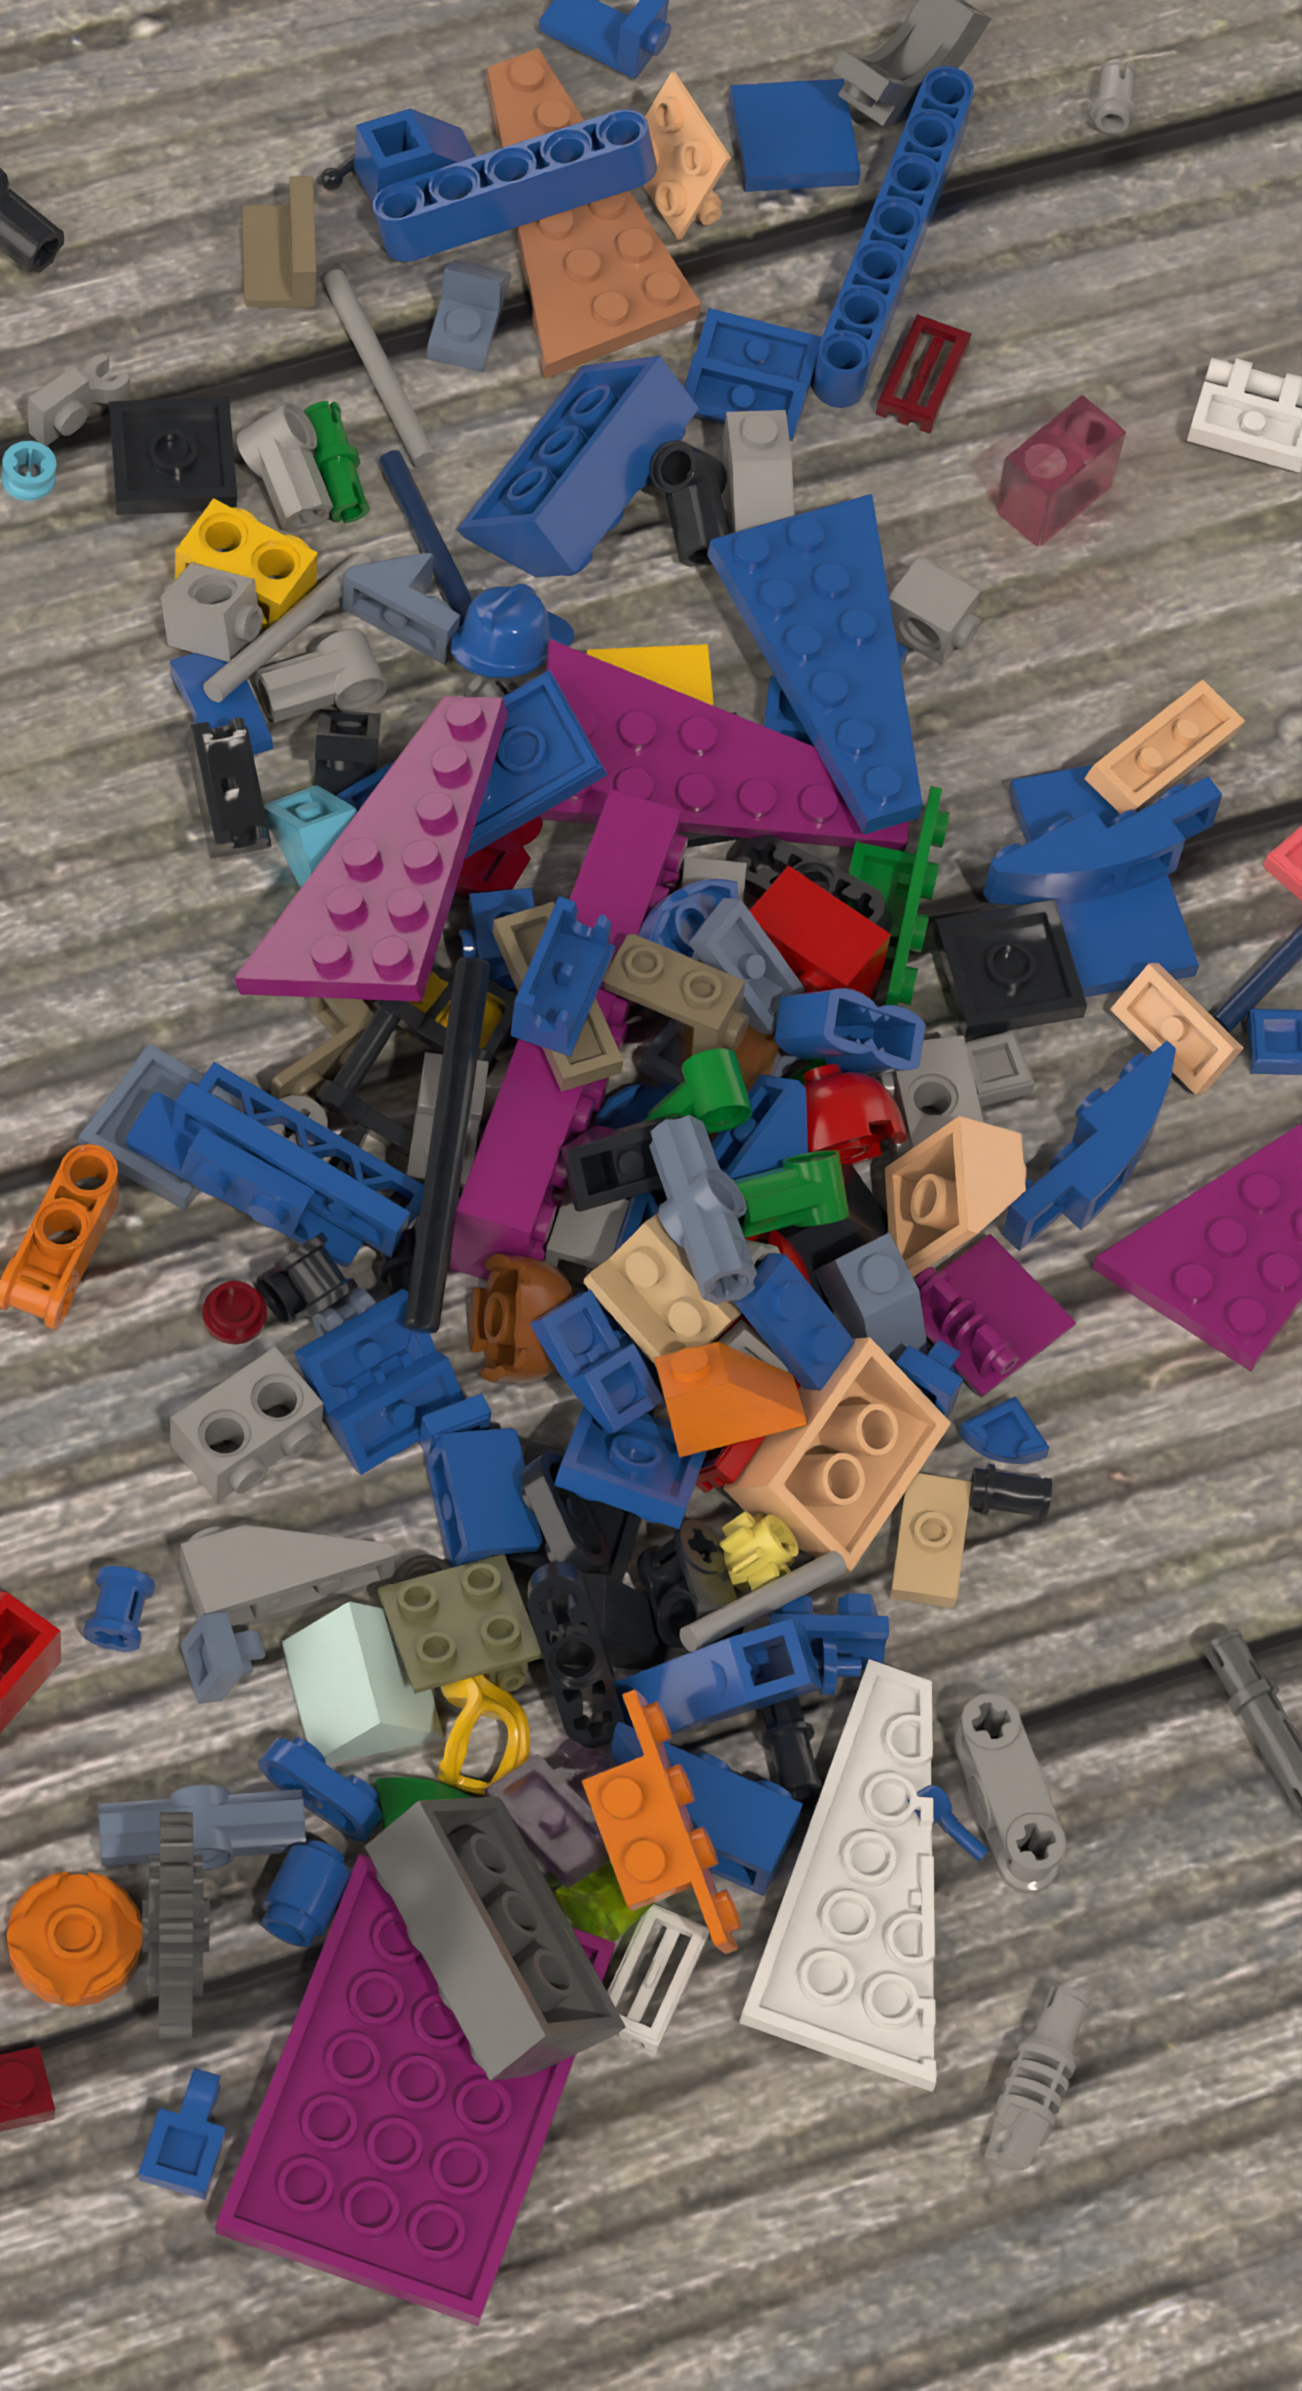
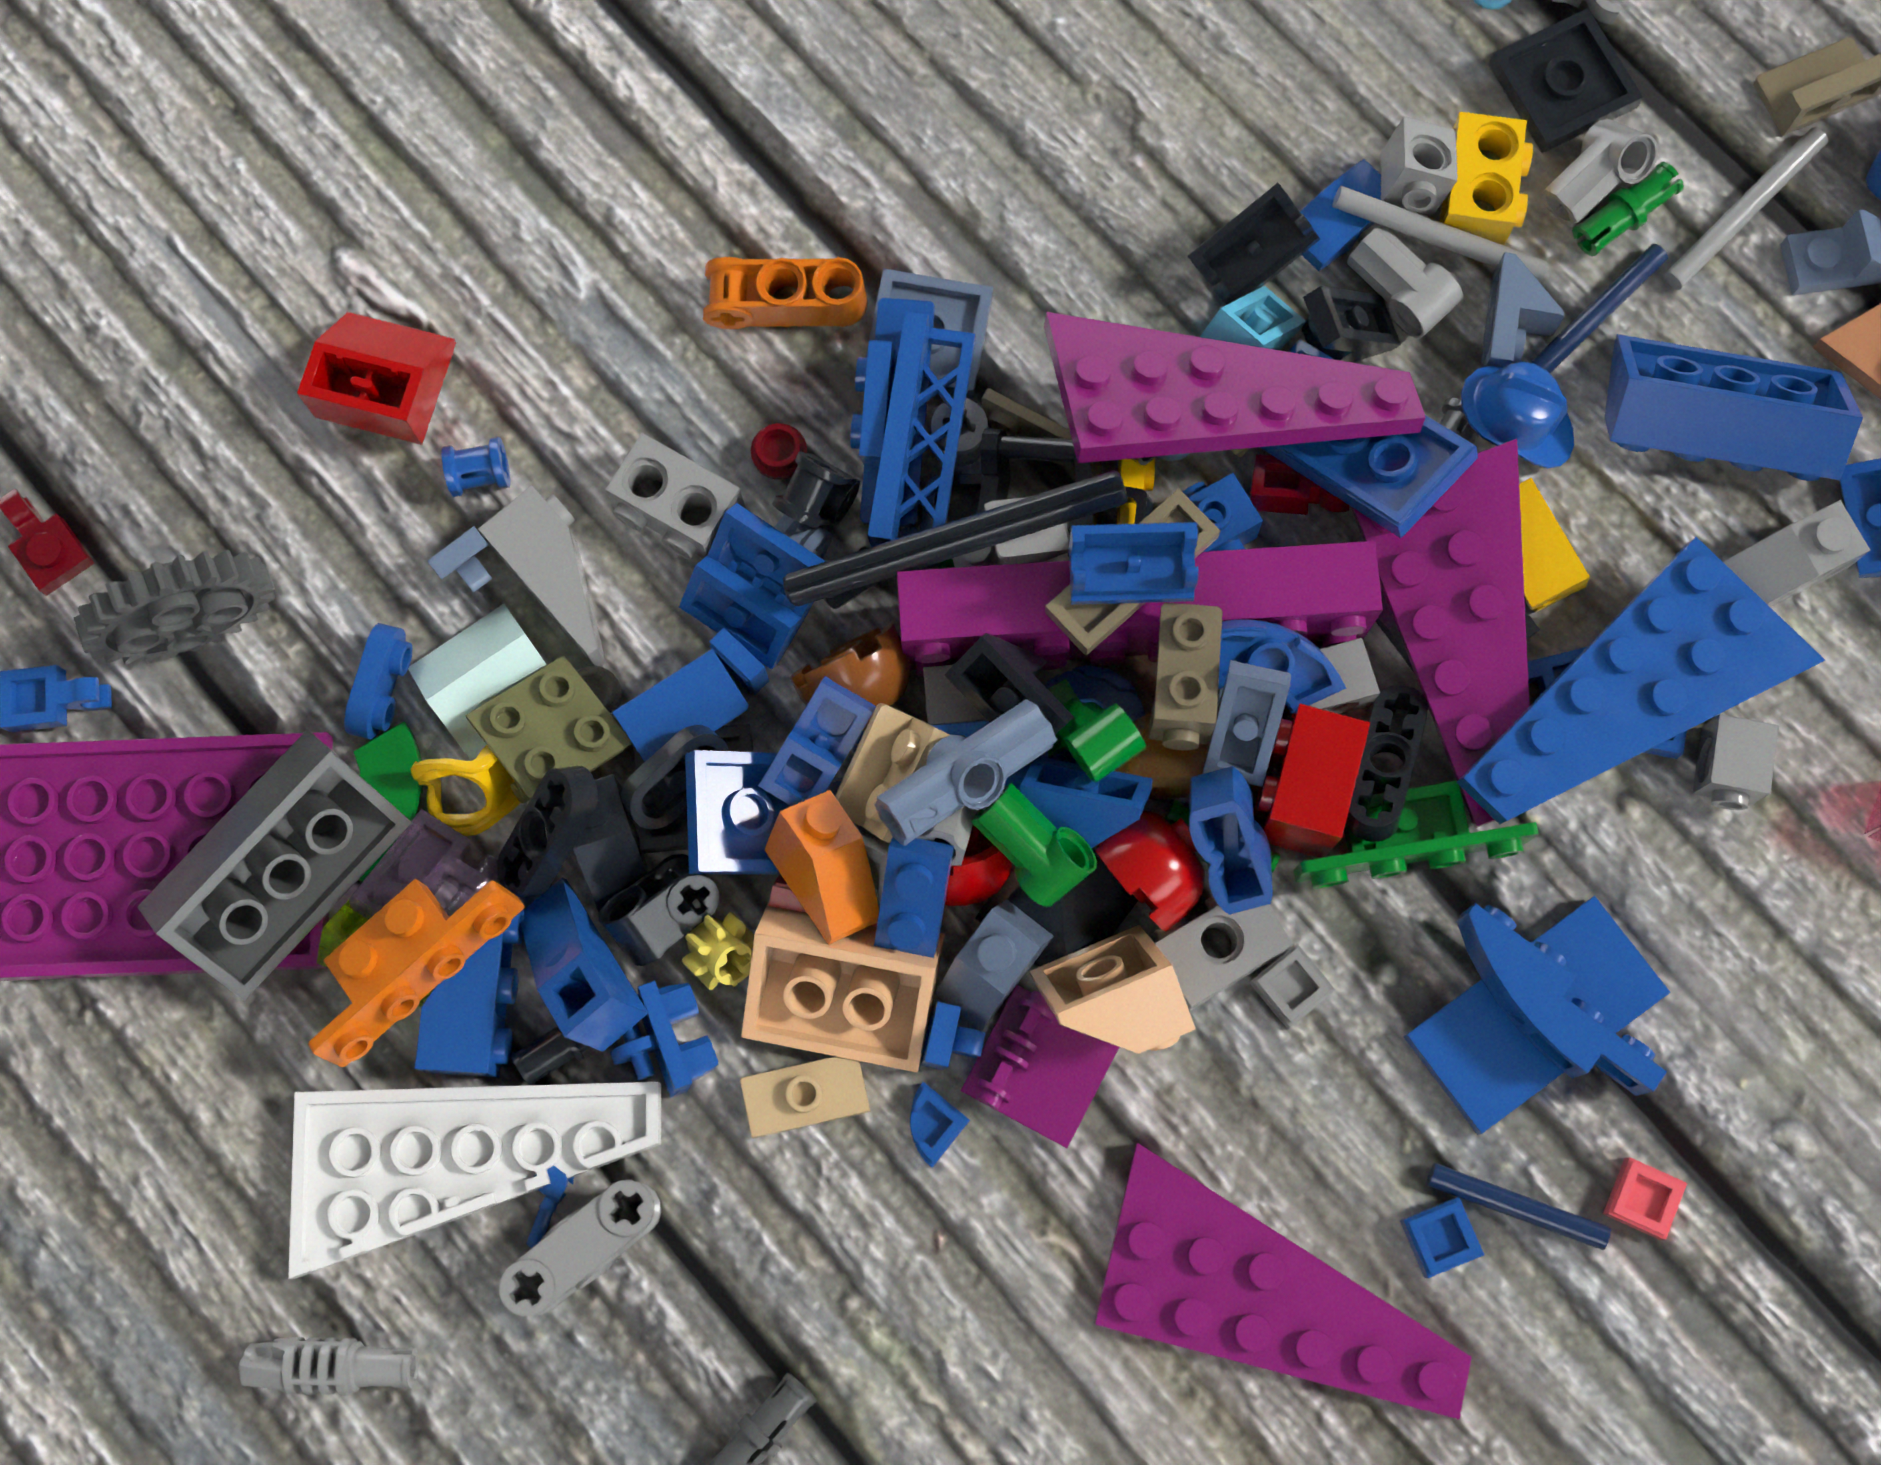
camera: 80 degrees right, 15 degrees up
(75, 1938) = (189, 528): orange tile -> none
(222, 1825) = (309, 603): sand blue piece -> none
(305, 1893) = (281, 704): blue brick -> none
(675, 1926) = (264, 1006): white tile -> none
(693, 500) = (1757, 505): black piece -> none
(762, 1601) = (662, 970): light grey bar -> none
(1009, 968) = (1397, 963): black plate -> none
(1009, 1492) = (873, 1147): black pin -> none
(1103, 1150) = (1268, 1118): blue slope -> none
(1163, 1011) = (1403, 1136): light nougat plate -> none
(1165, 749) = (1692, 1023): light nougat plate -> none

